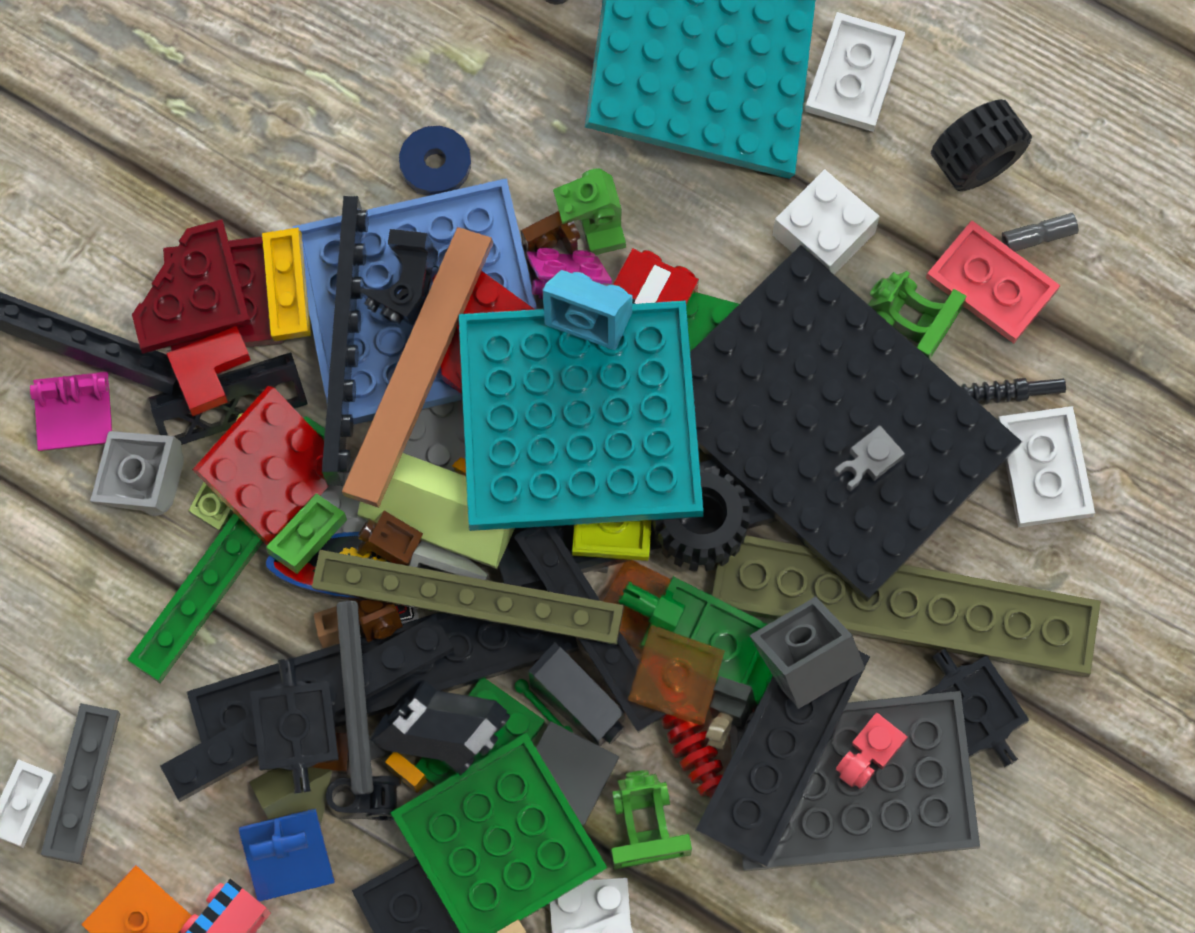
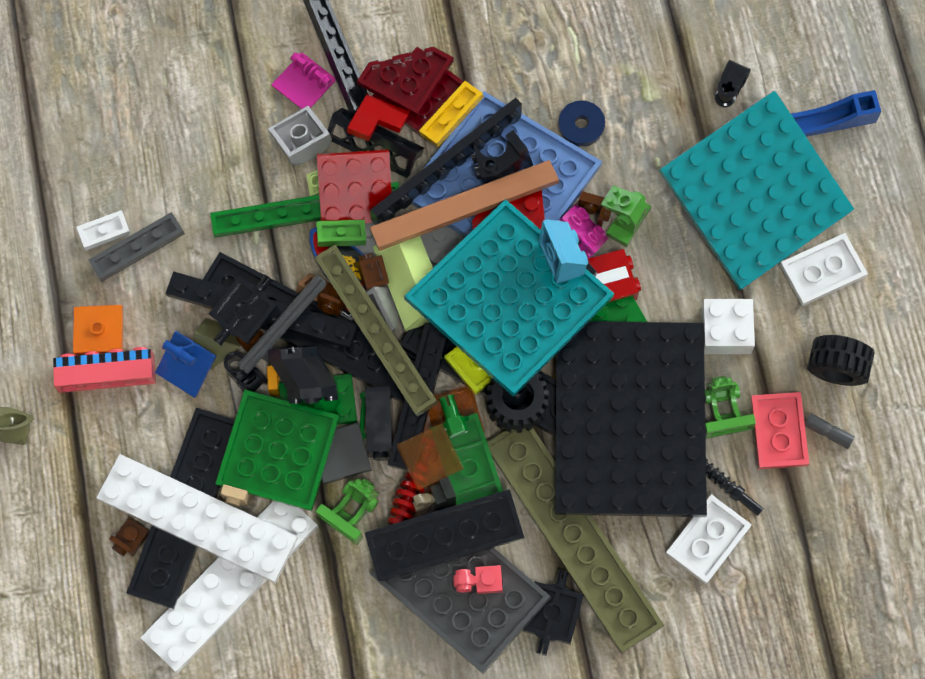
camera: 50 degrees right, 0 degrees up
(808, 652) = (494, 505): dark grey slope -> none
(872, 455) = (627, 450): light grey plate -> none

